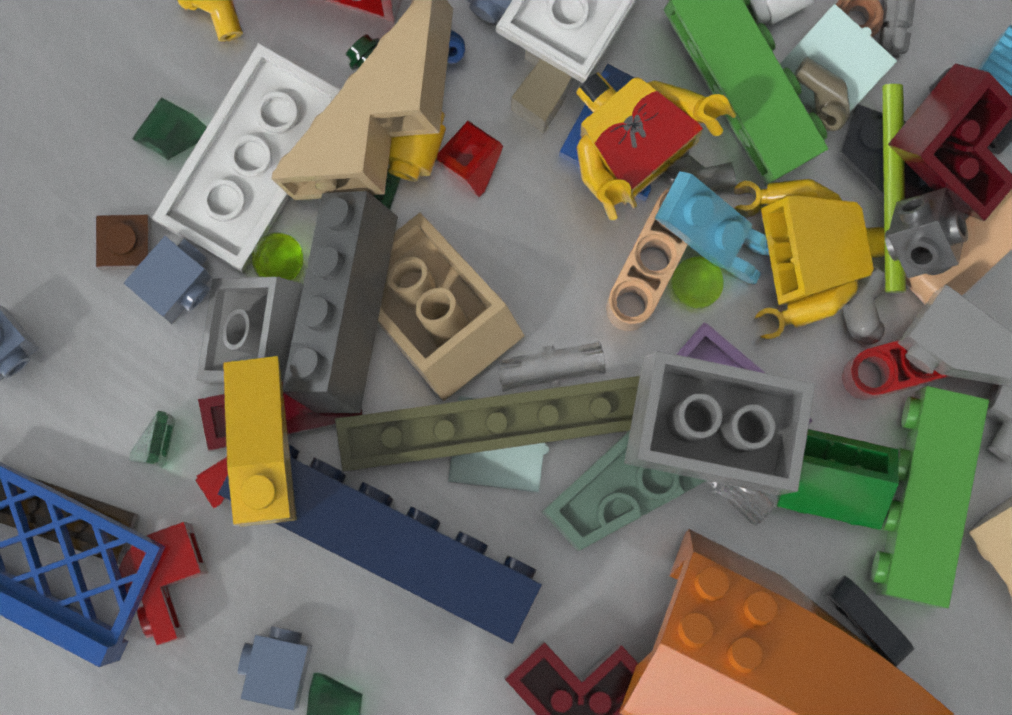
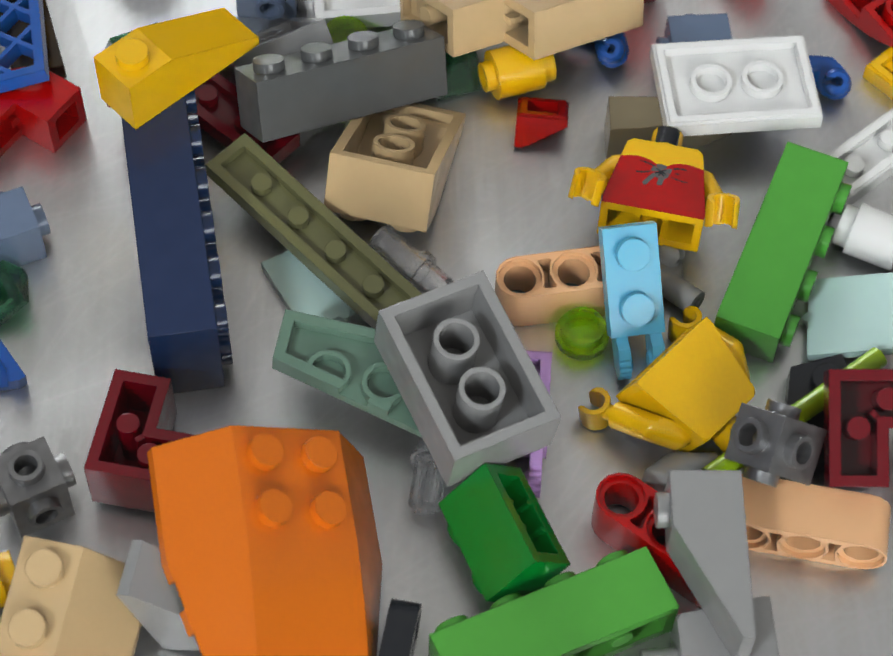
camera: 55 degrees right, 25 degrees down
(829, 93) = (829, 320): dark tan arm -> none

